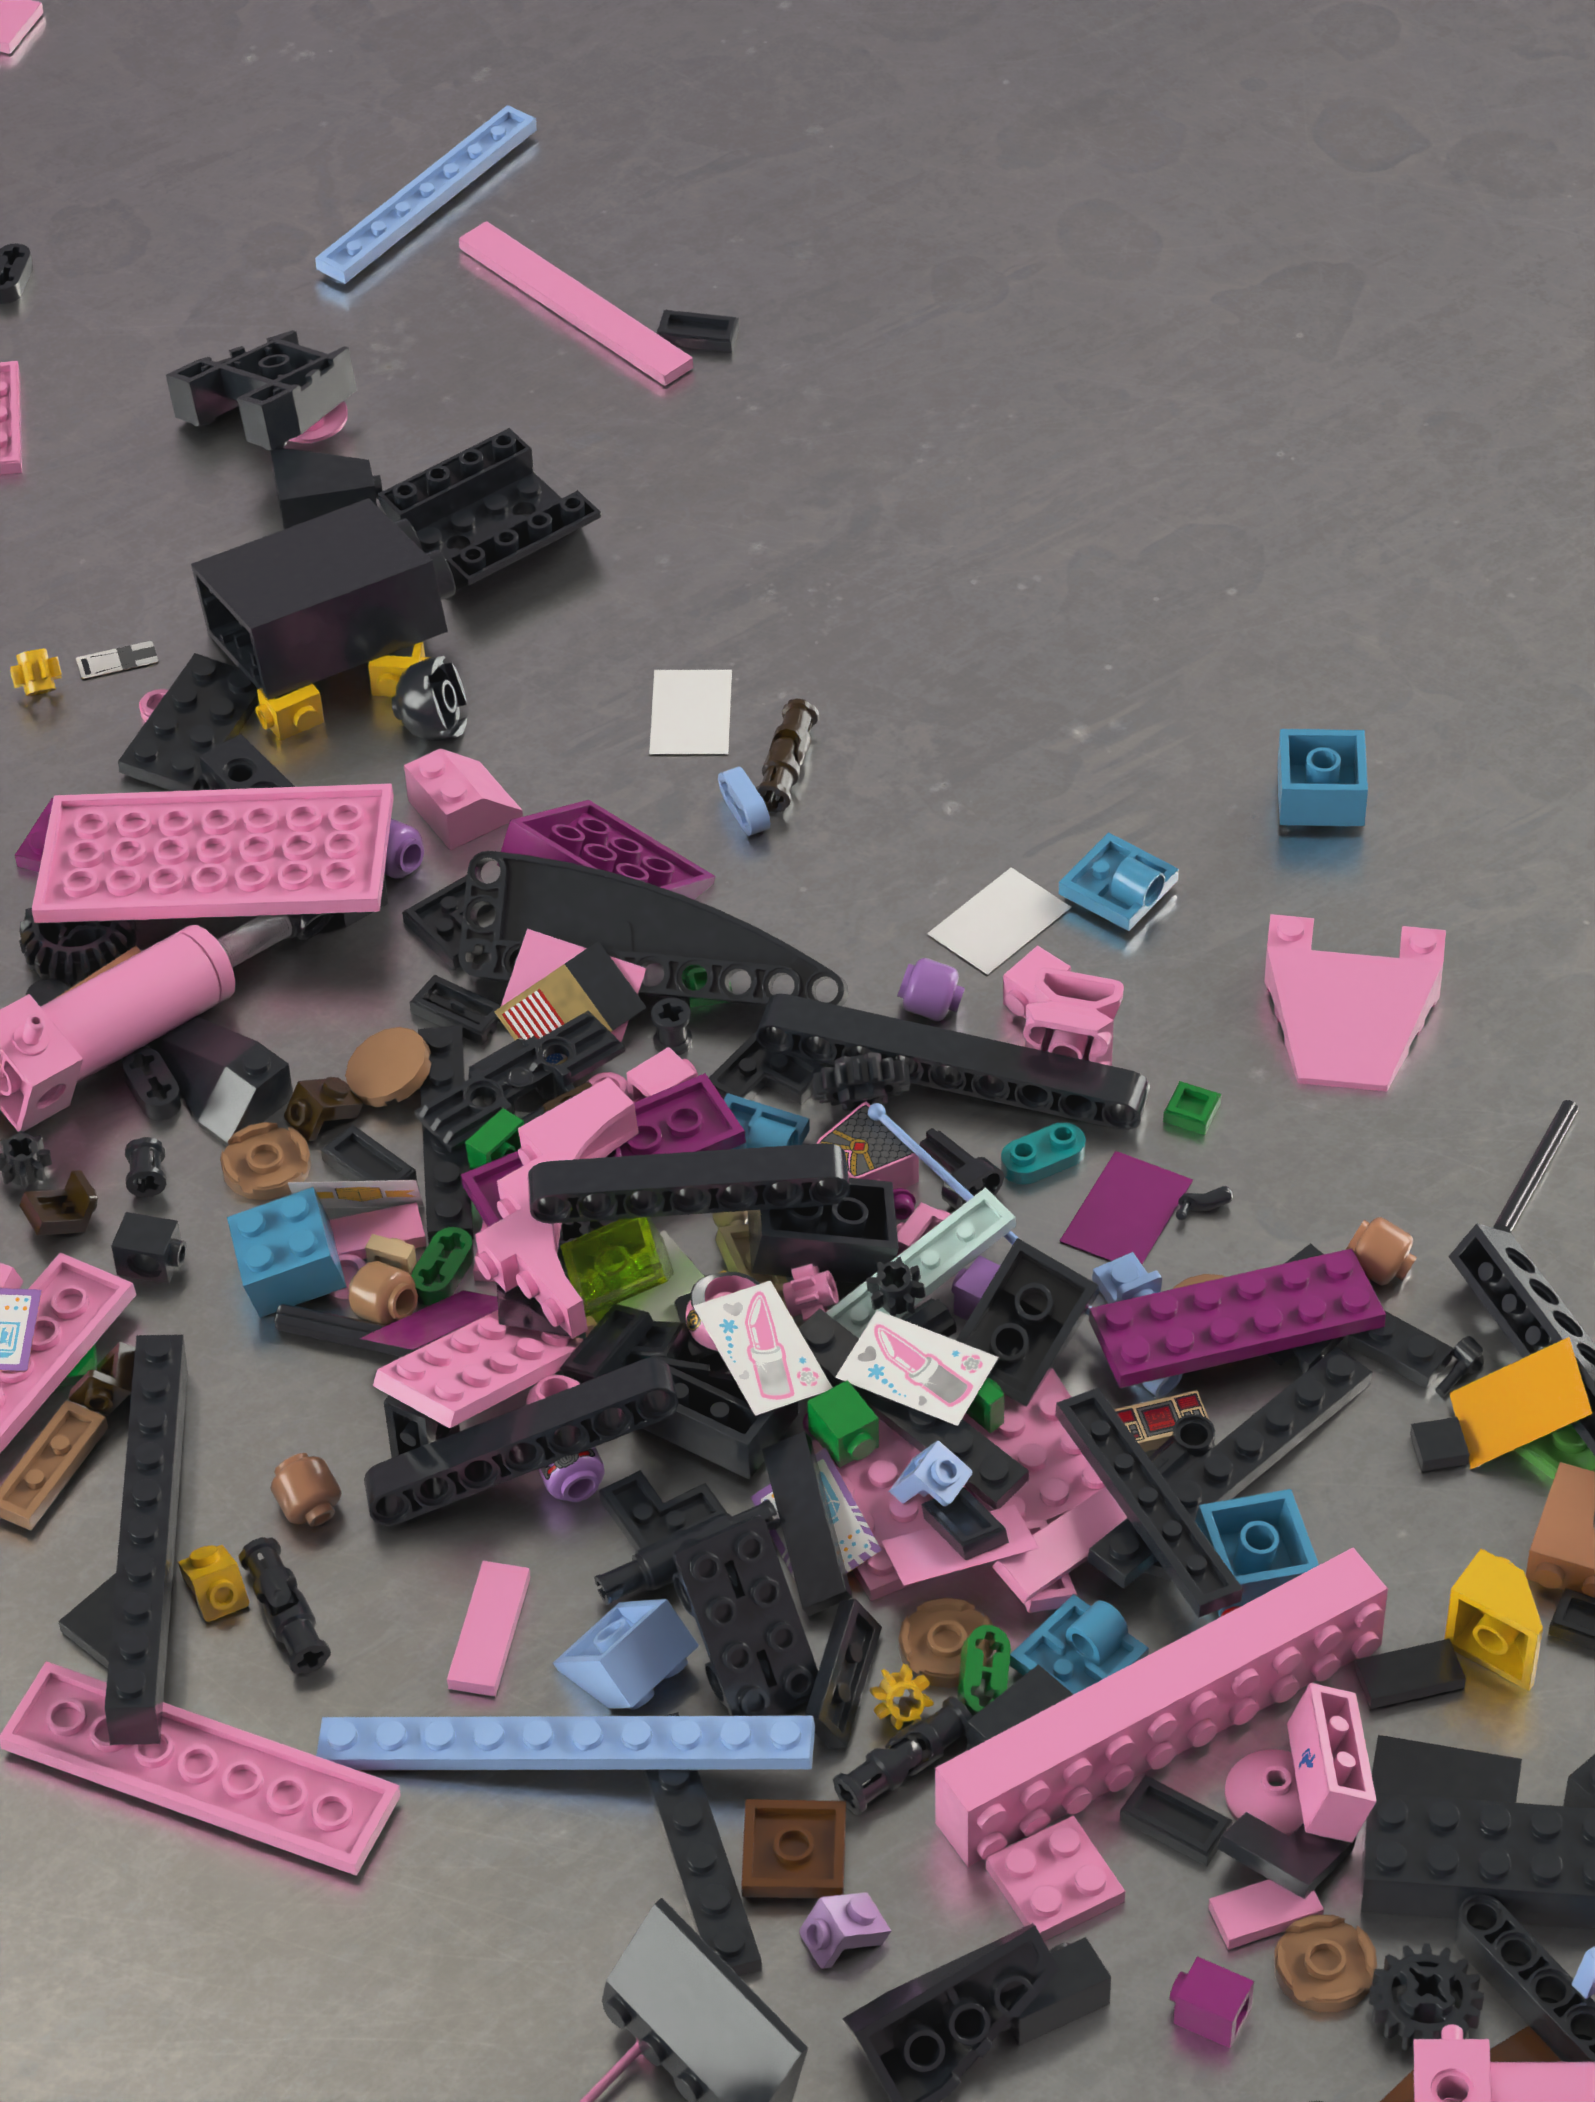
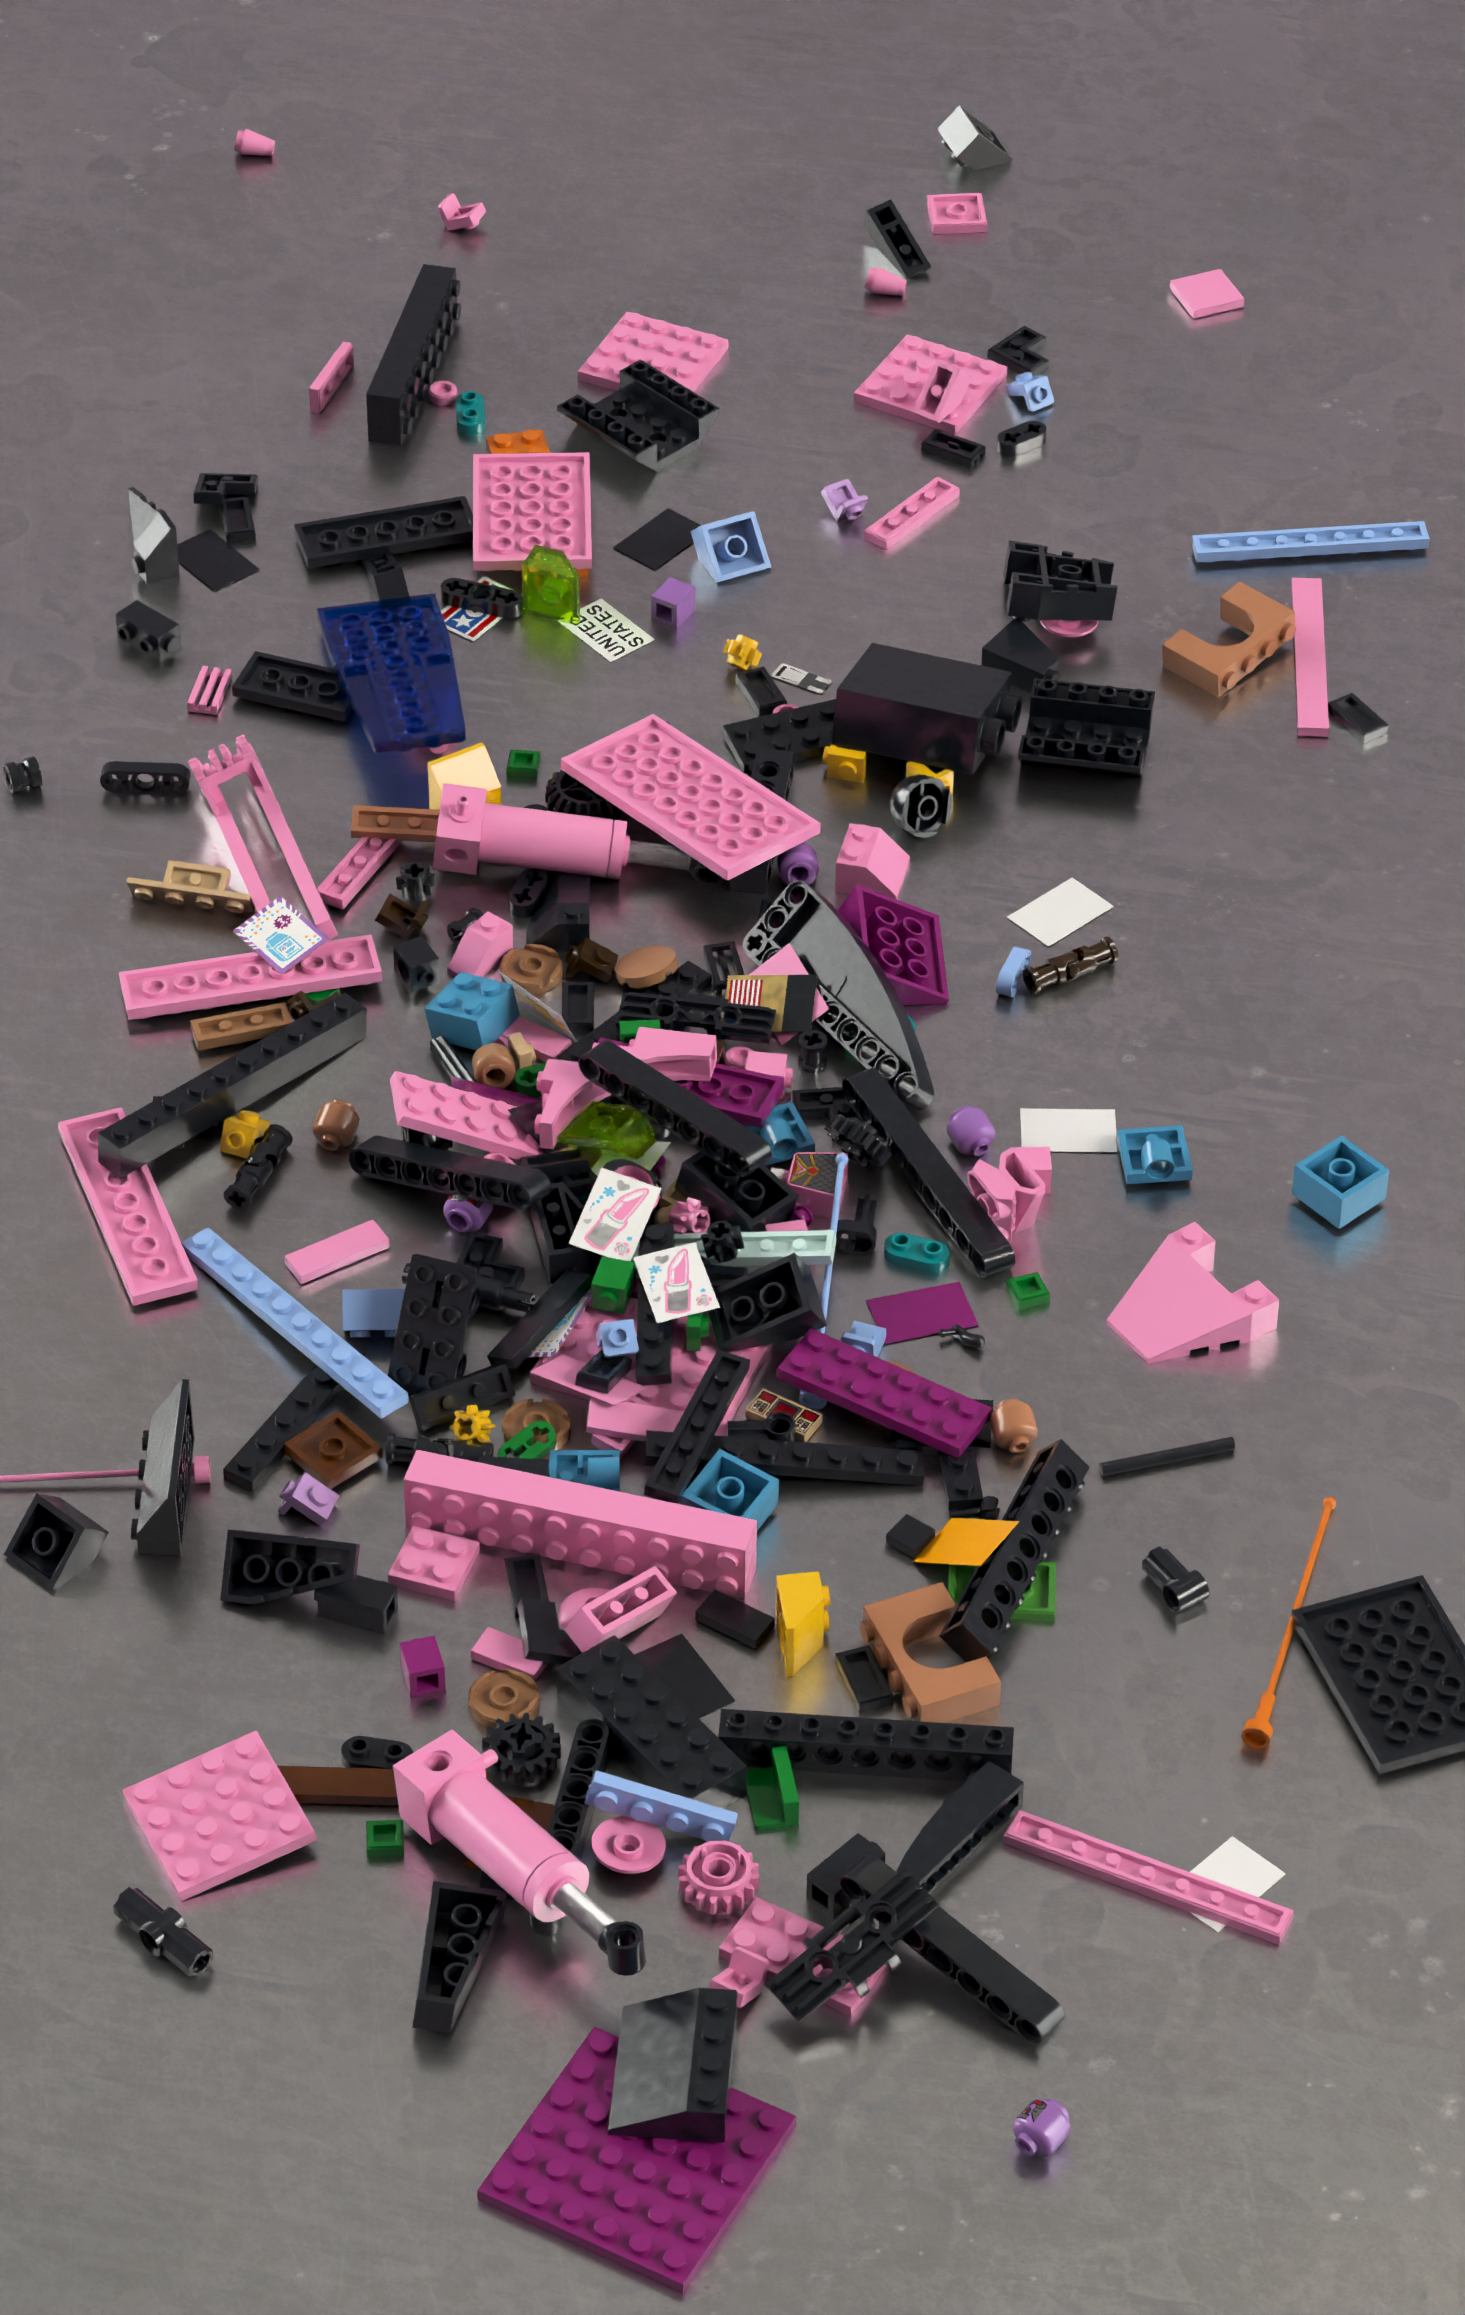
camera: 45 degrees right, 5 degrees down
(98, 700) = (760, 690): none -> black tile
(194, 1178) = (482, 946): none -> bright pink slope
(504, 371) = (1221, 667): none -> nougat arch

